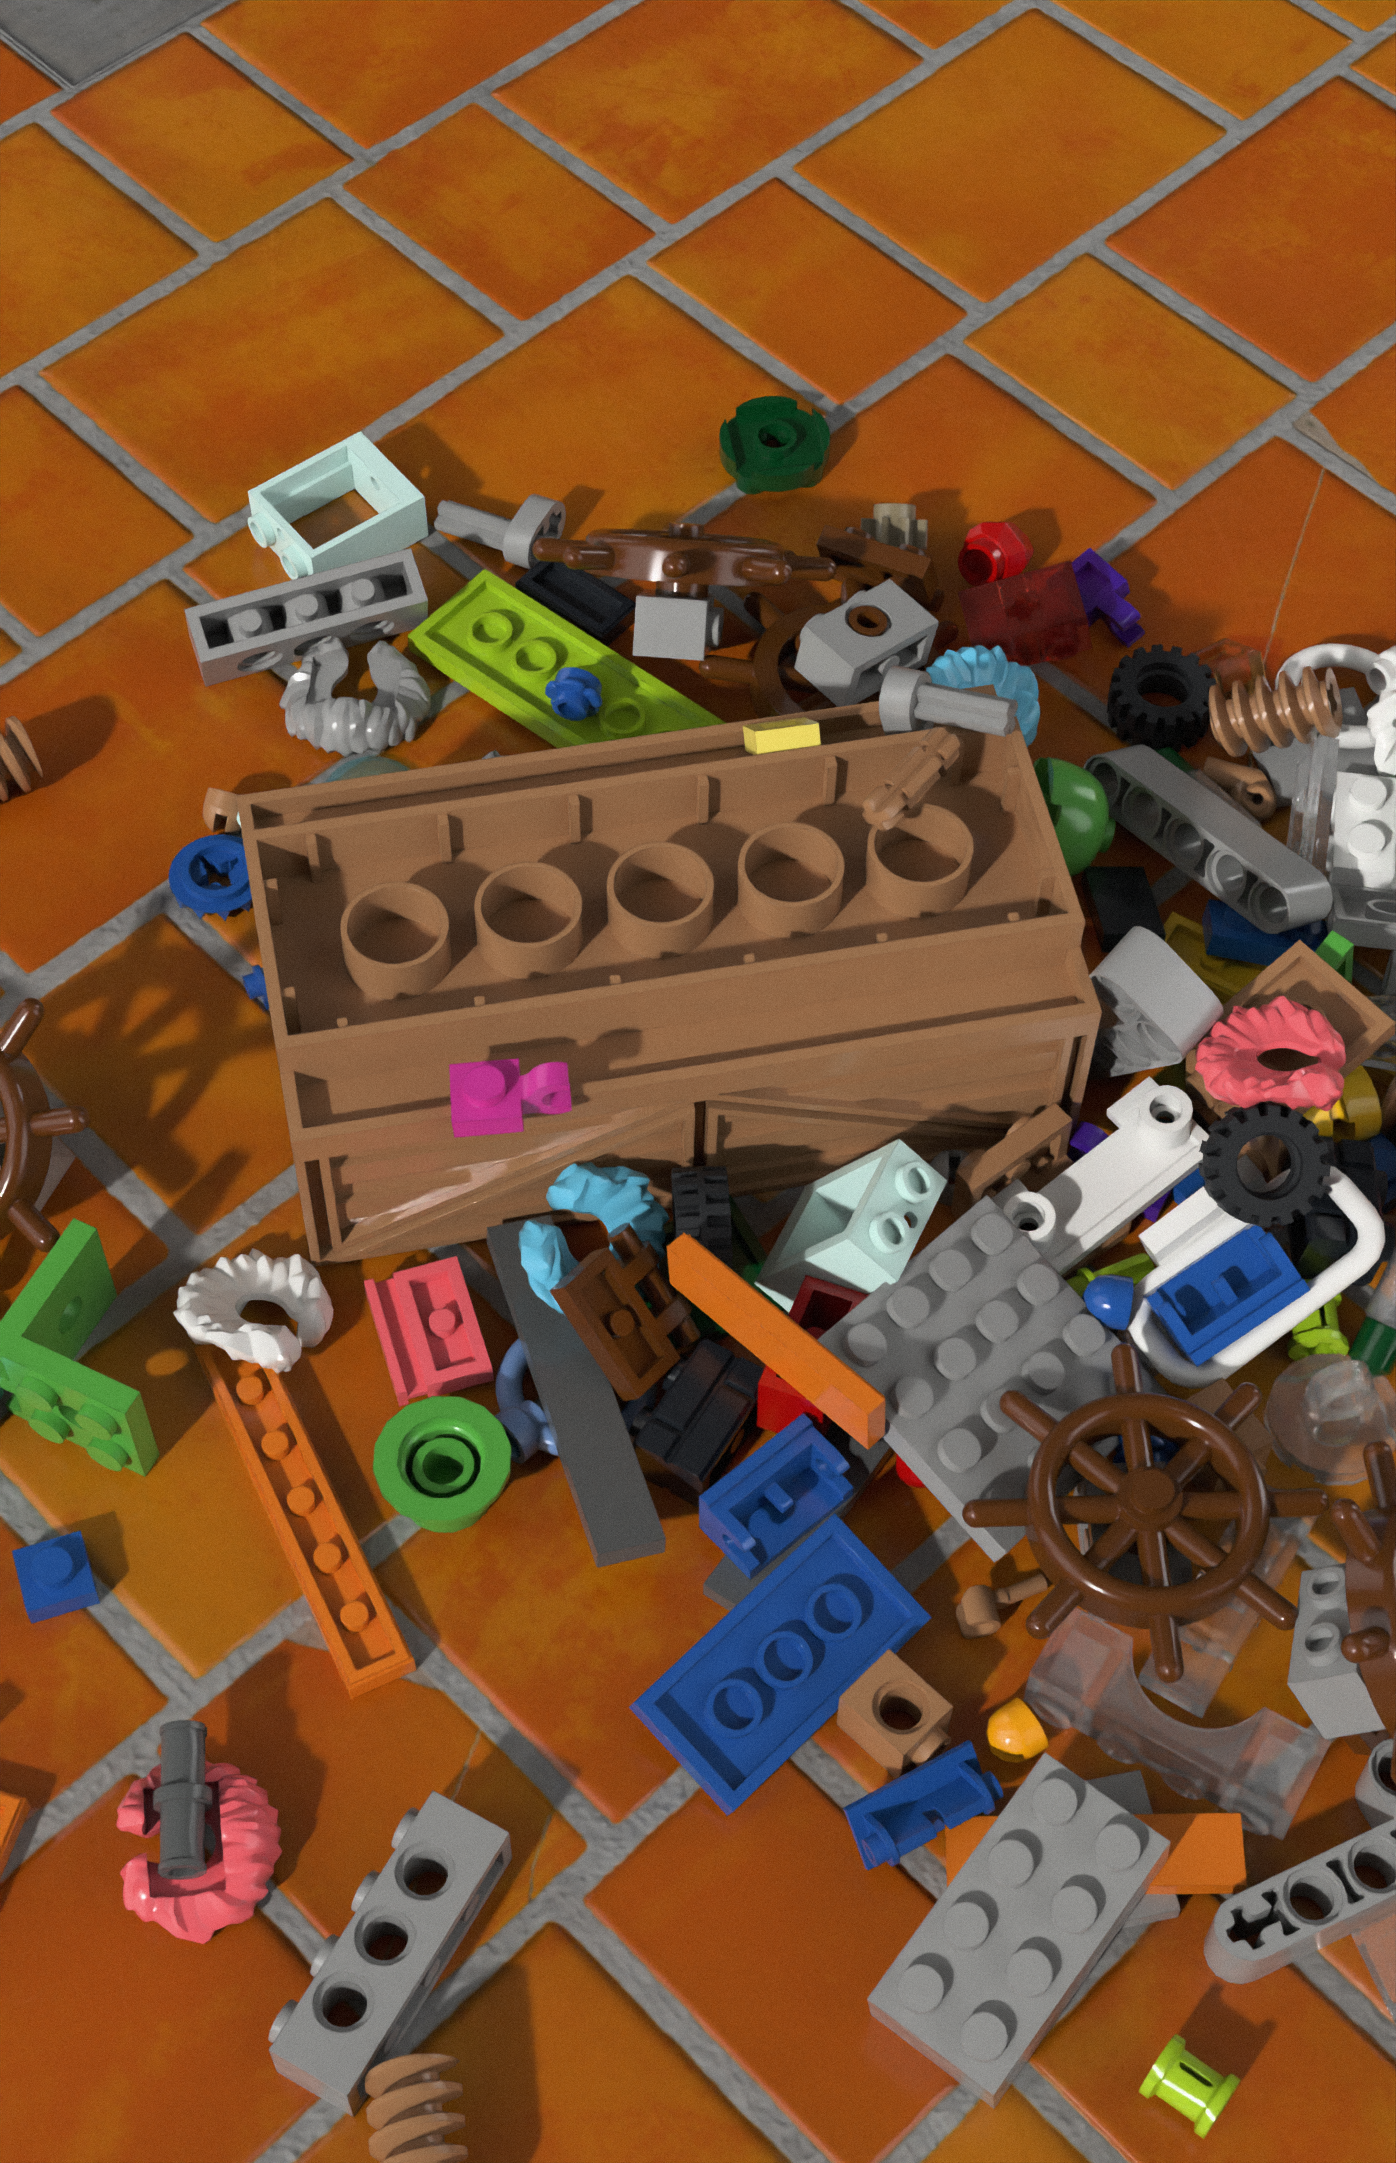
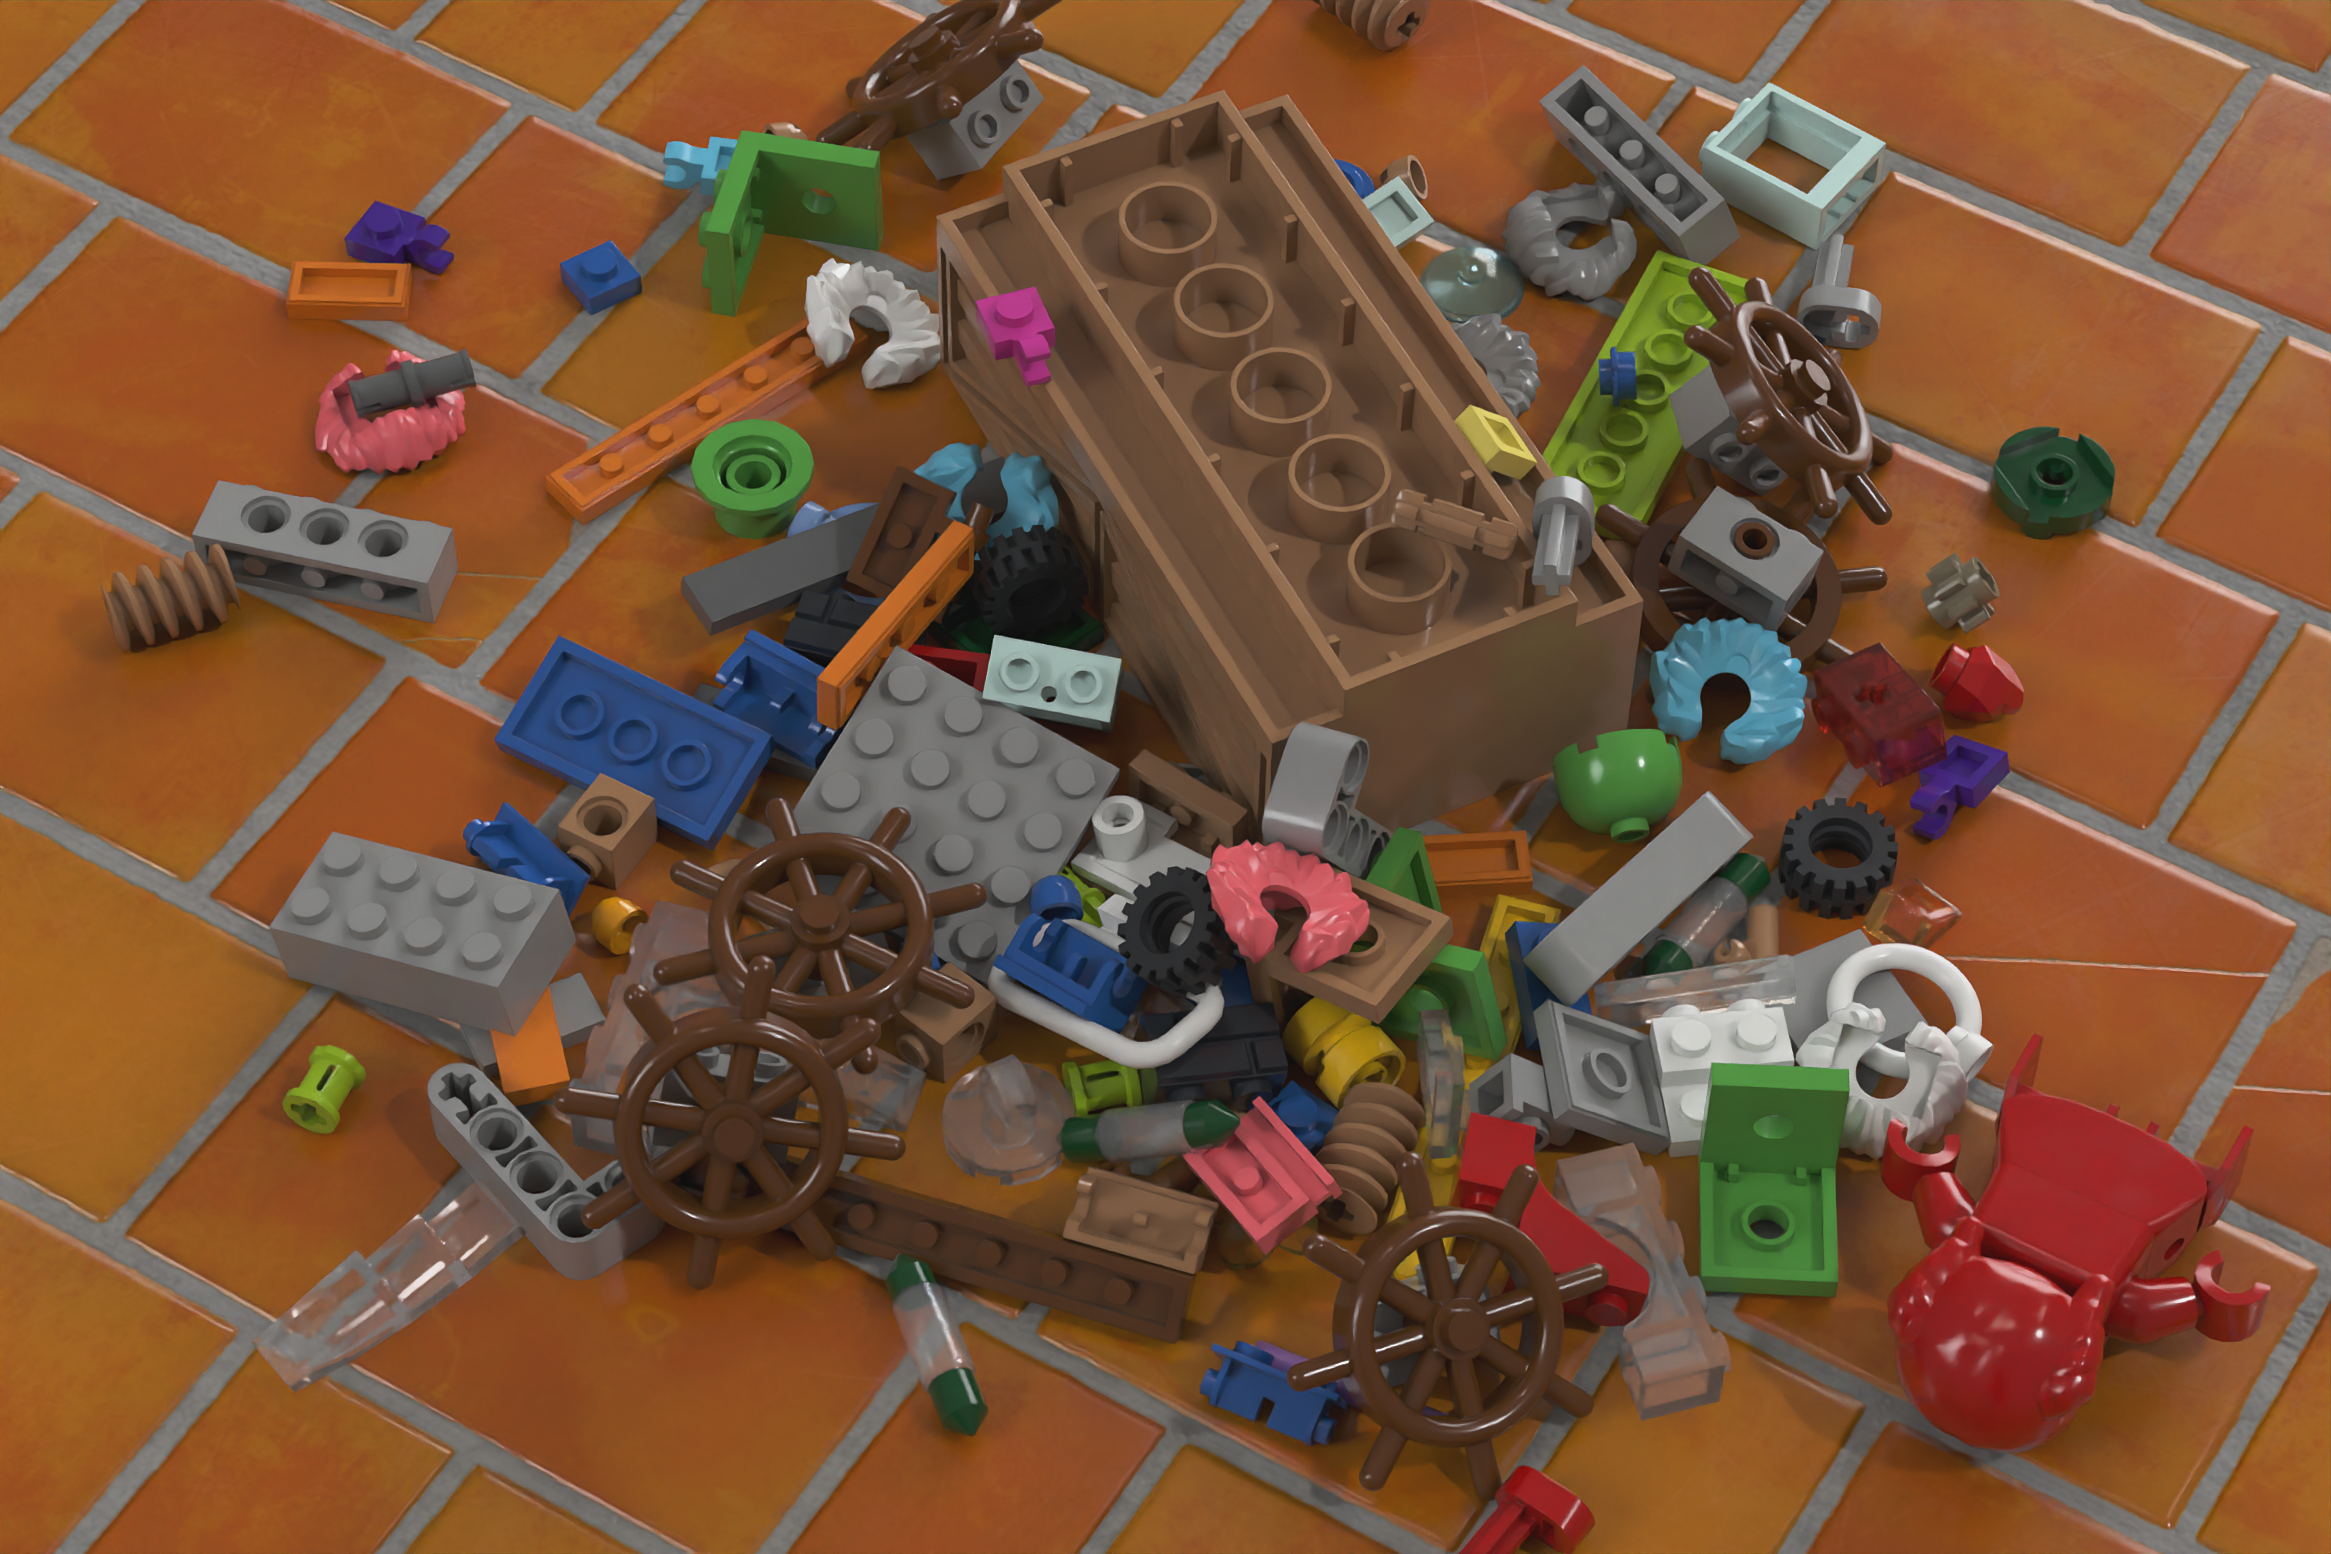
camera: 75 degrees right, 5 degrees down
(429, 1330) = (895, 435): coral plate -> none
(873, 562) = (1892, 581): reddish brown plate -> none
(1118, 901) = (1538, 859): black tile -> none
(1275, 714) = (1823, 926): medium nougat piece -> none

